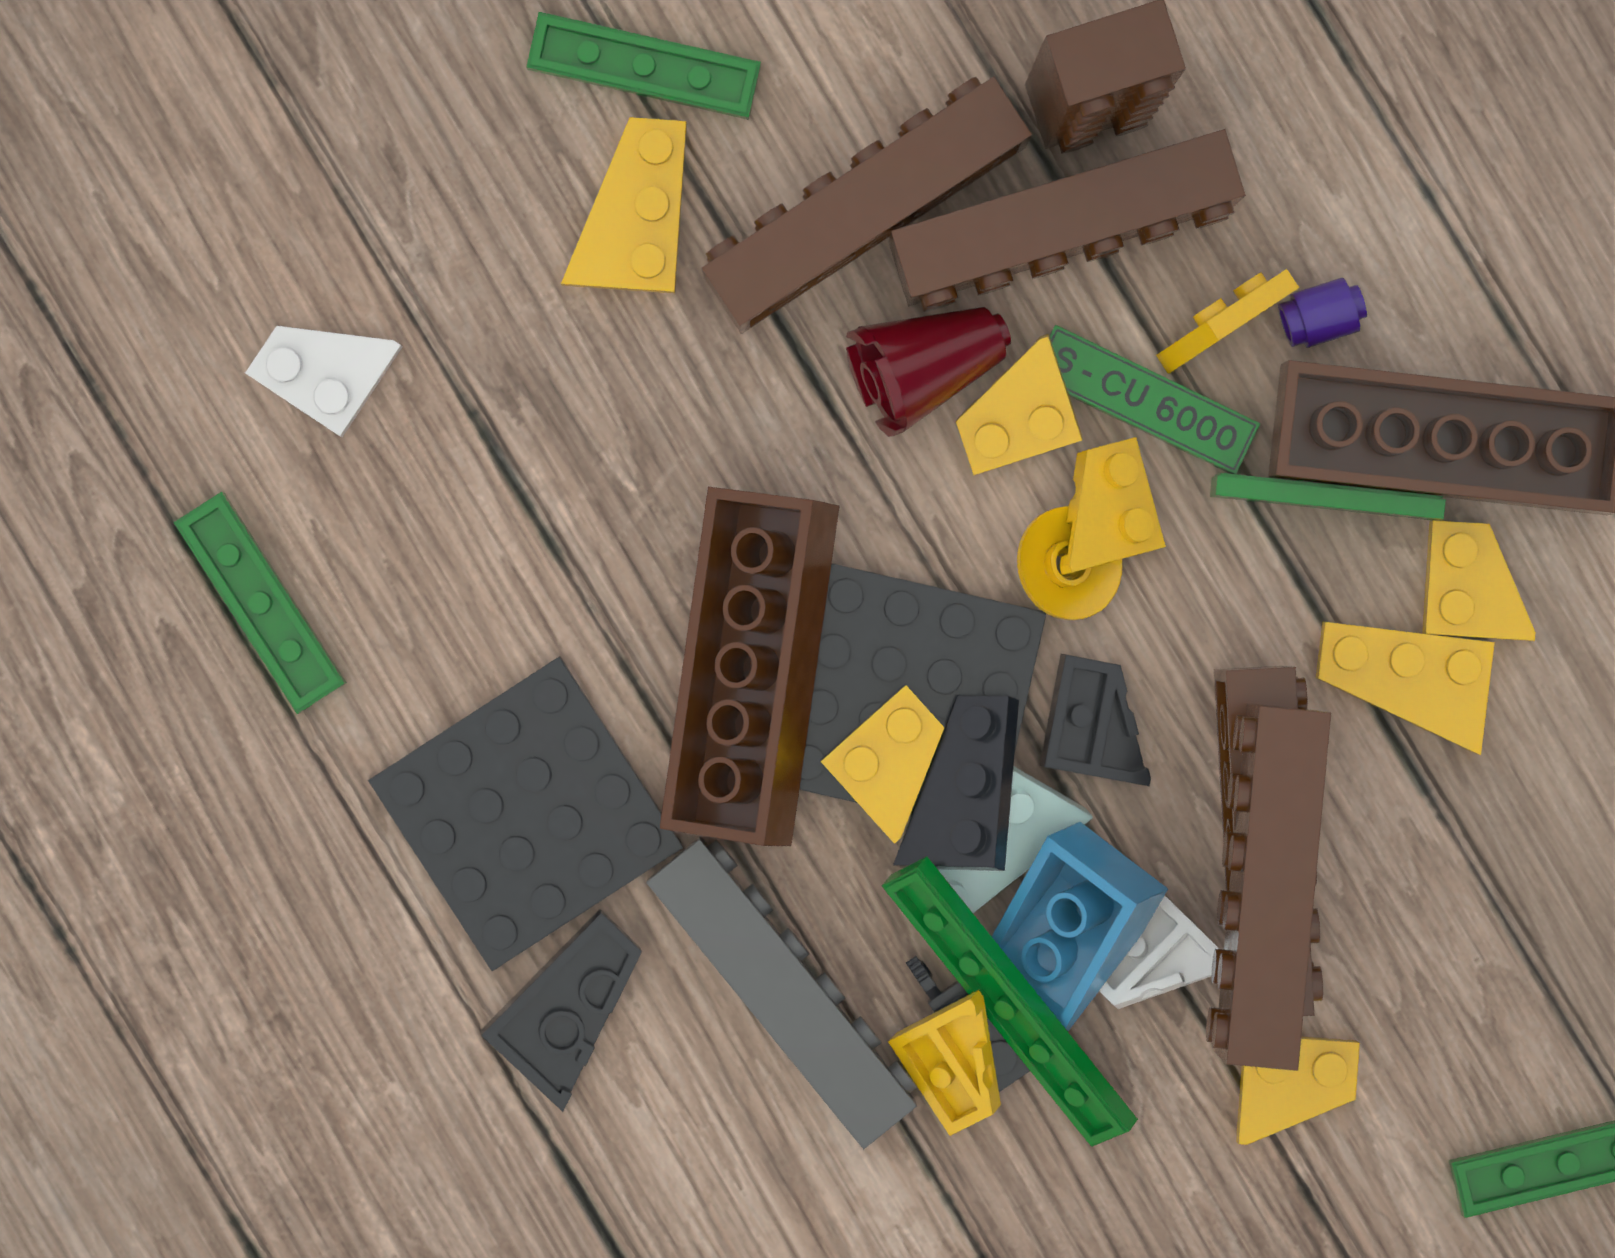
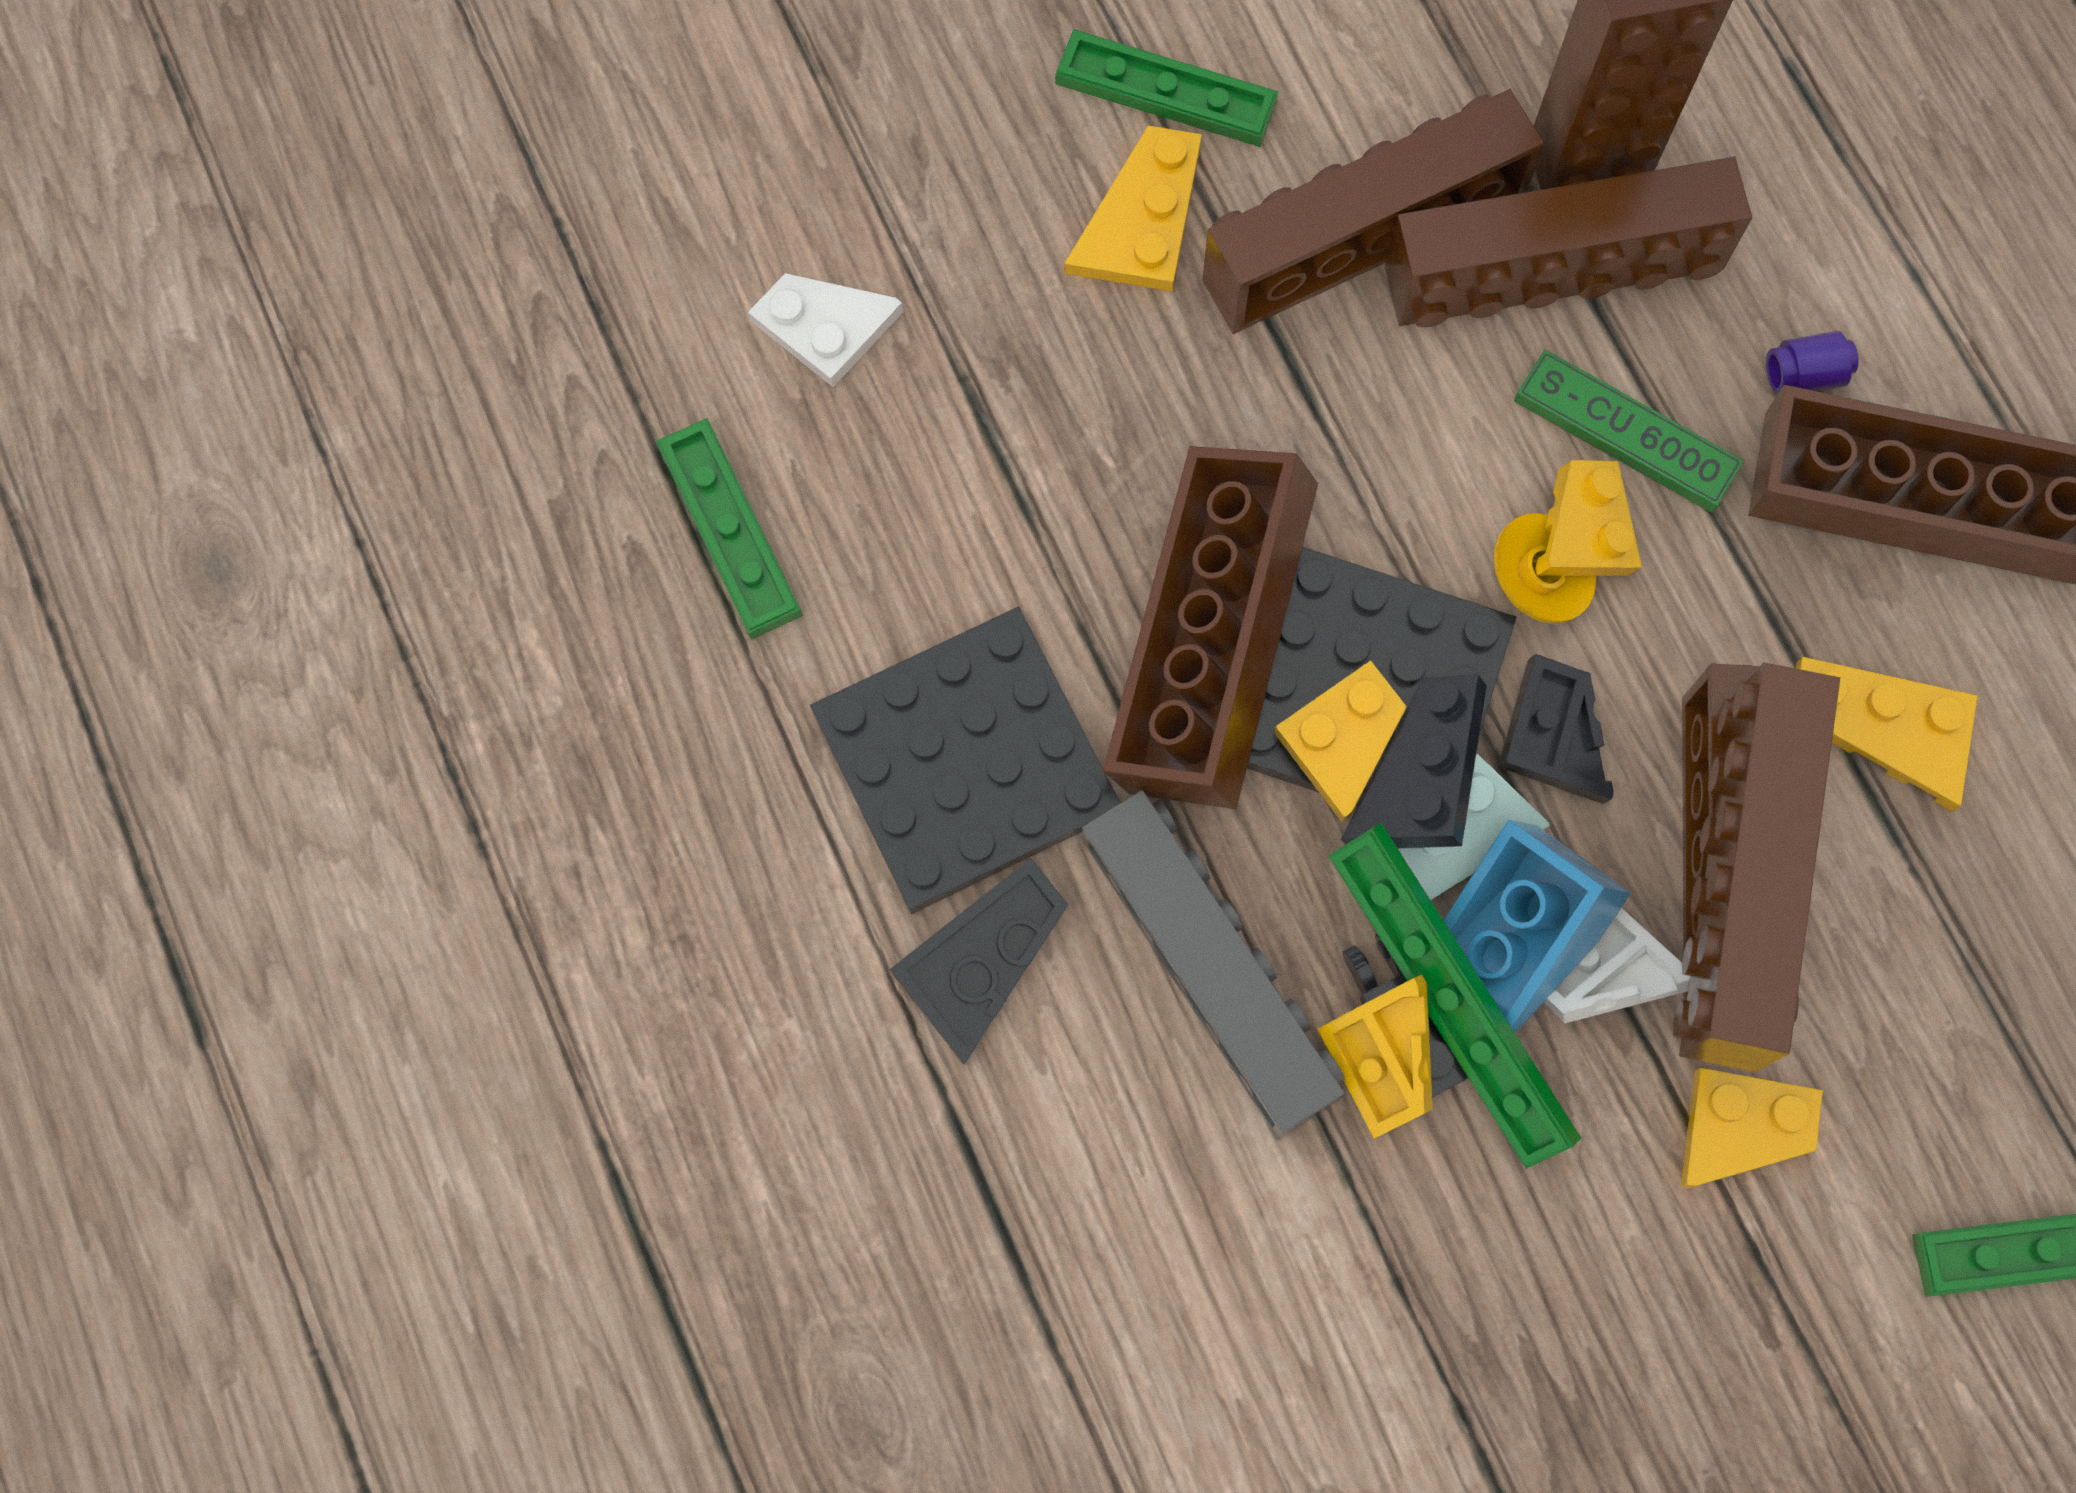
camera: 10 degrees right, 15 degrees down
(923, 361) = (1410, 362): dark red cone -> none
(1020, 413) = (1504, 424): yellow wing -> none
(1219, 320) = (1718, 353): yellow wing -> none
(1327, 496) = (1811, 535): green tile -> none
(1471, 585) = (1953, 640): yellow wing -> none

